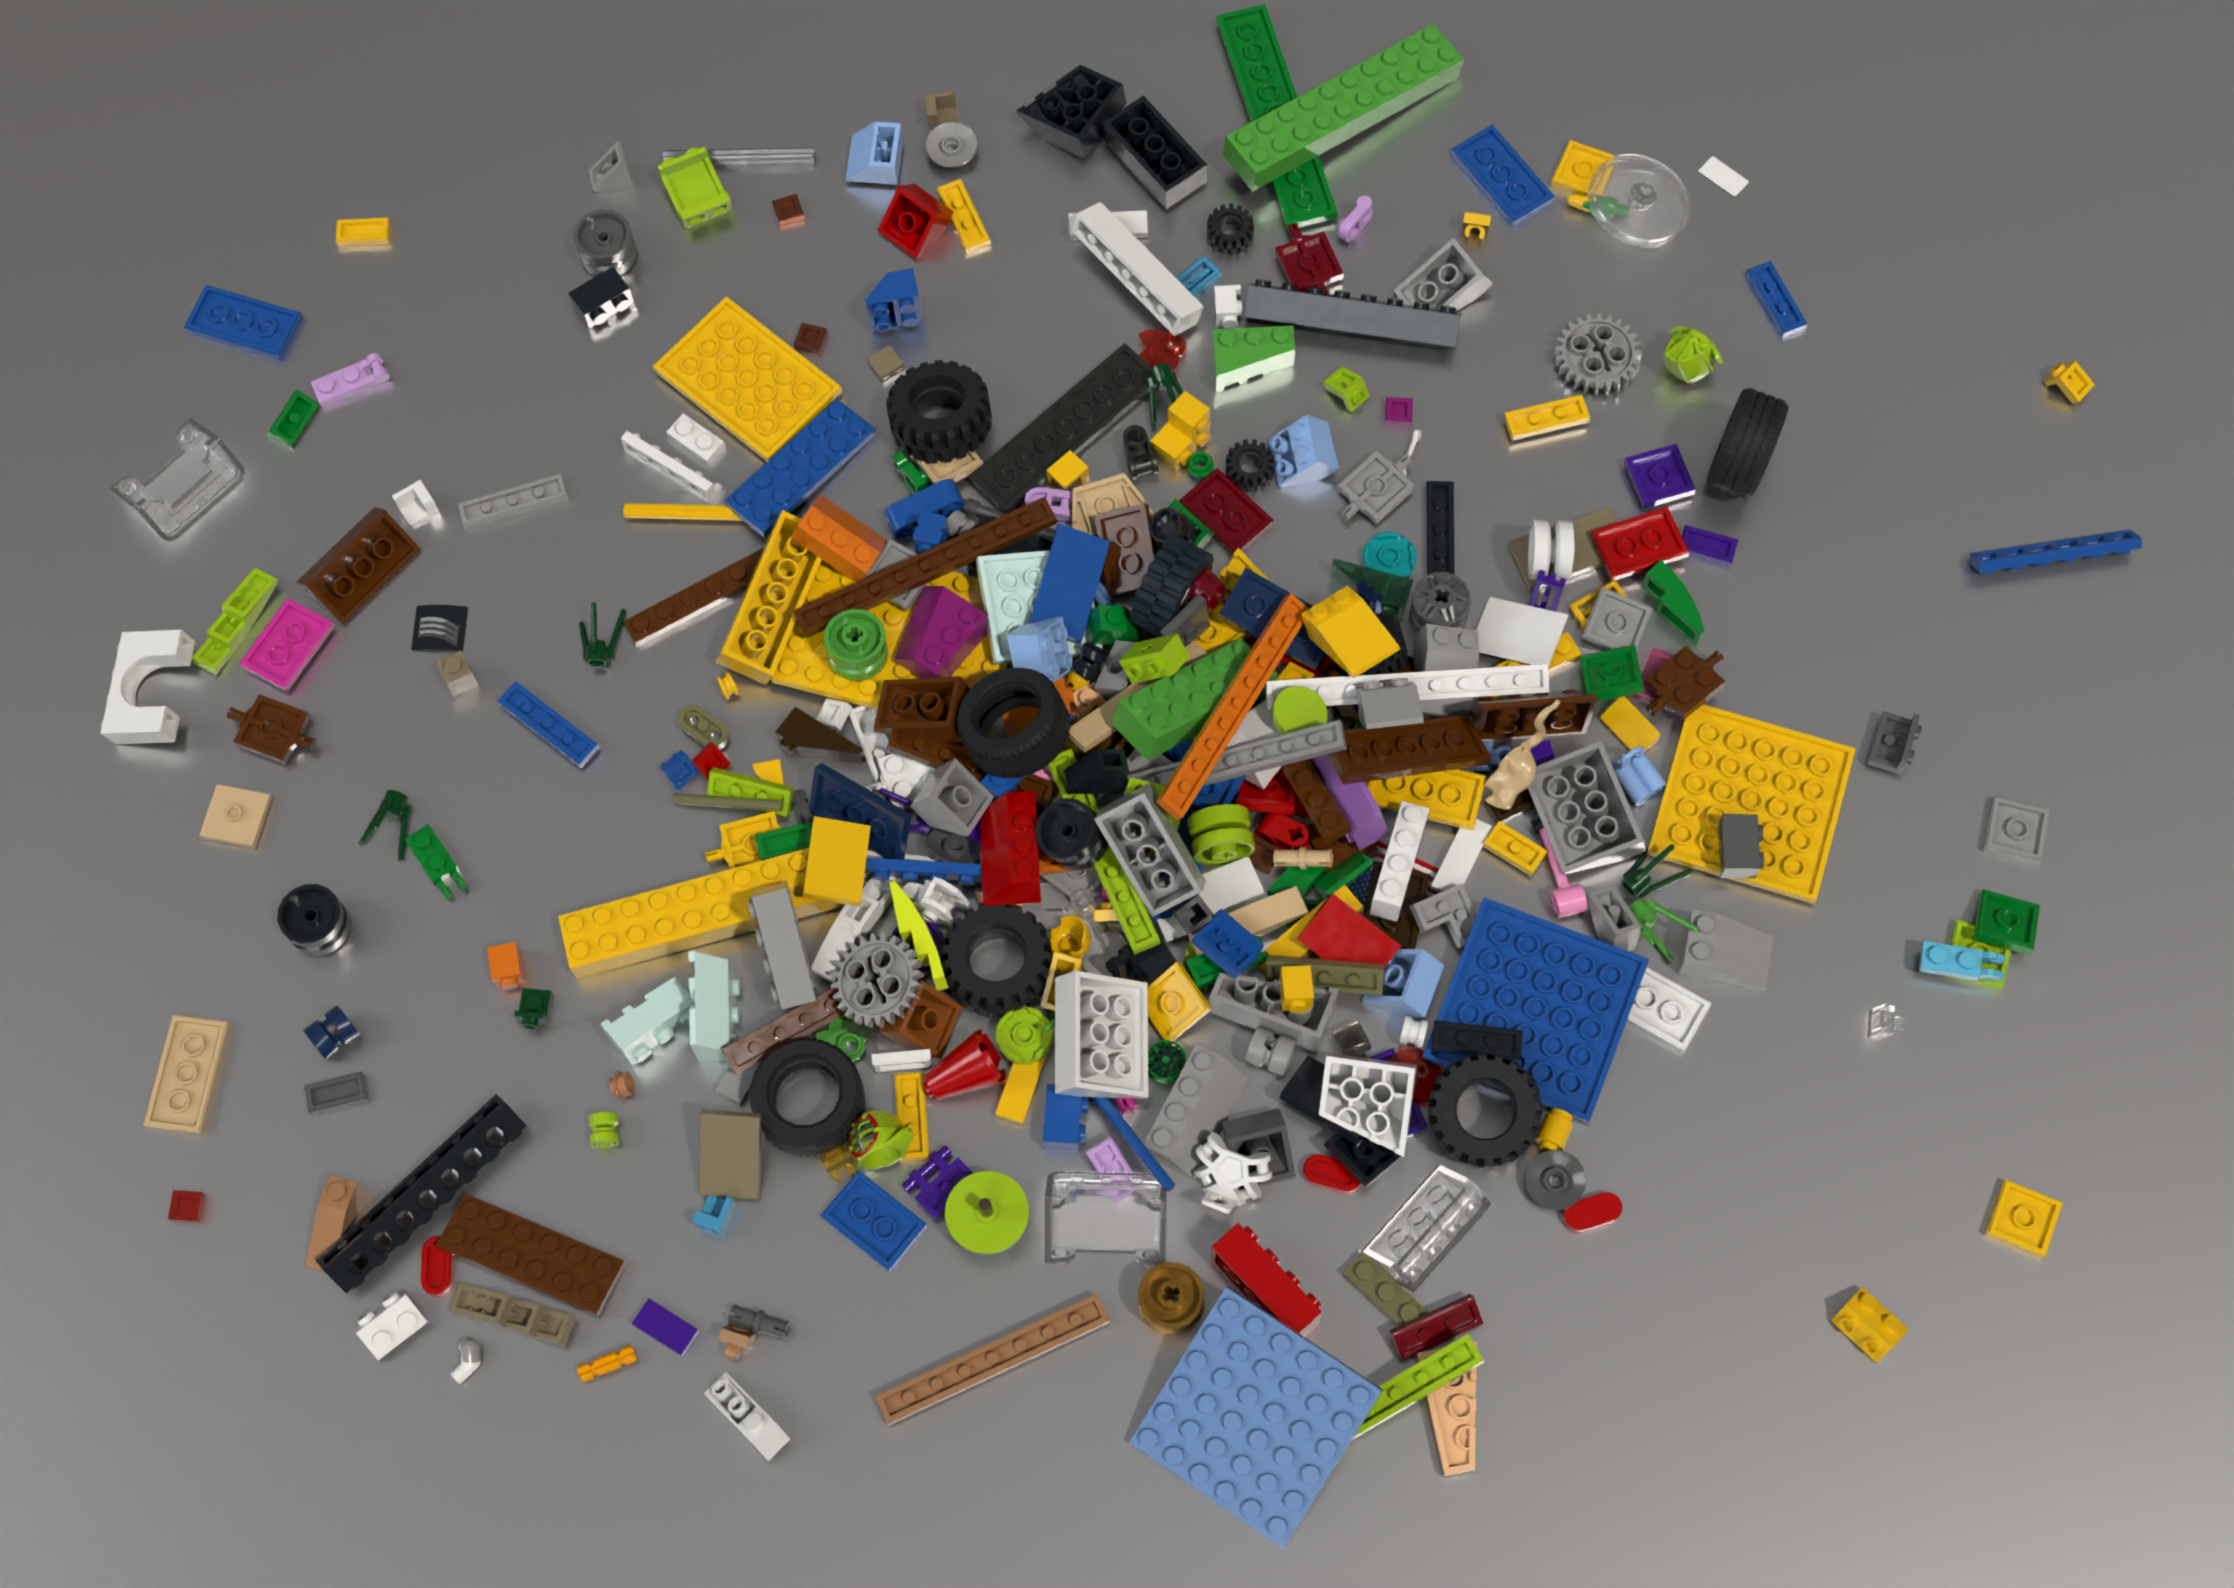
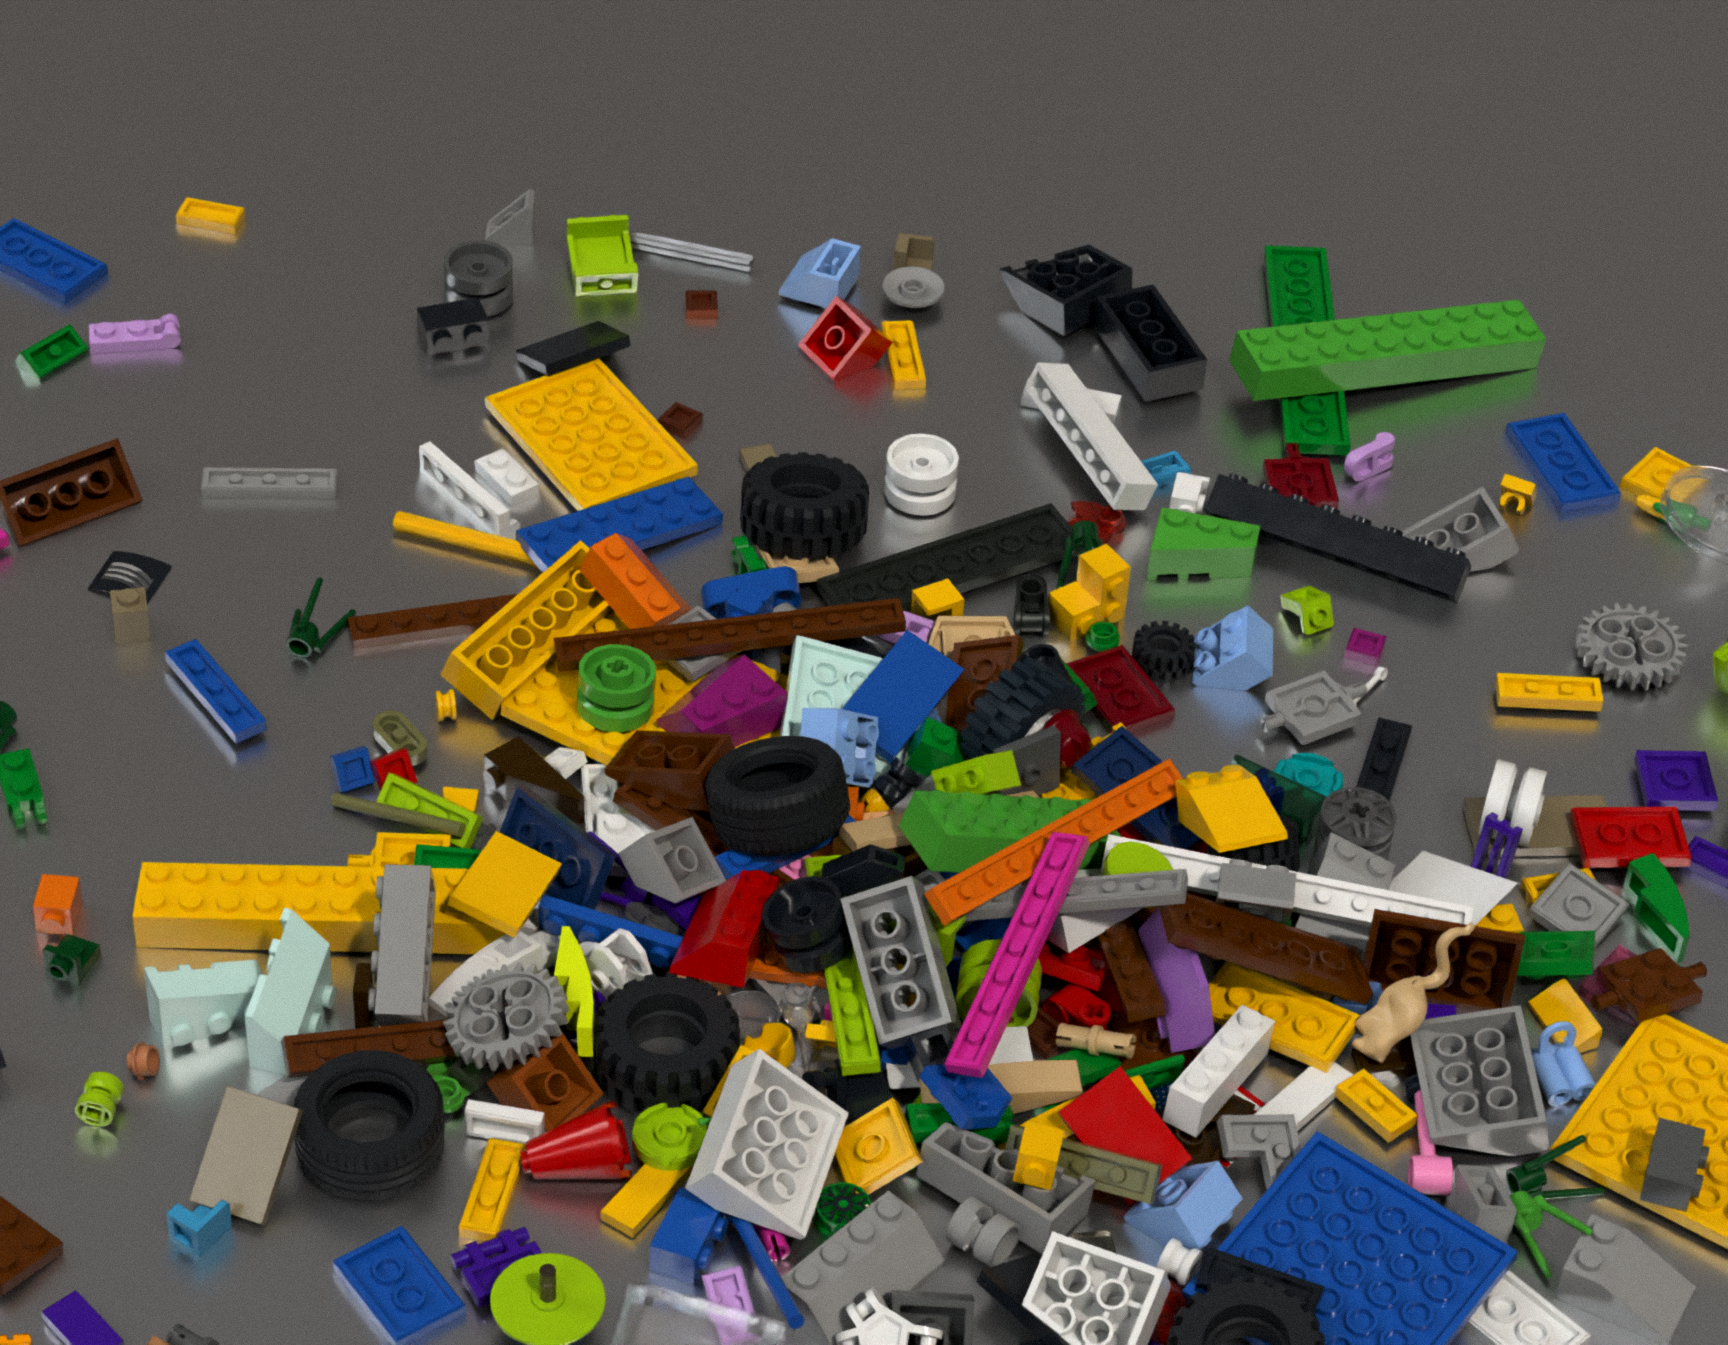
camera: 10 degrees right, 25 degrees down
(415, 503) = (155, 454): white panel -> none
(703, 292) = (573, 348): none -> black tile
(763, 984) = (362, 983): none -> dark brown tile
(836, 1159) = (379, 1204): clear yellow tile -> none
(878, 1140) = (438, 1192): lime piece -> none
(894, 302) = (790, 400): blue slope -> none
(1017, 346) = (921, 474): none -> white wheel
(1230, 216) = (1228, 434): black tyre -> none
(1234, 822) = (1016, 955): none -> dark pink tile

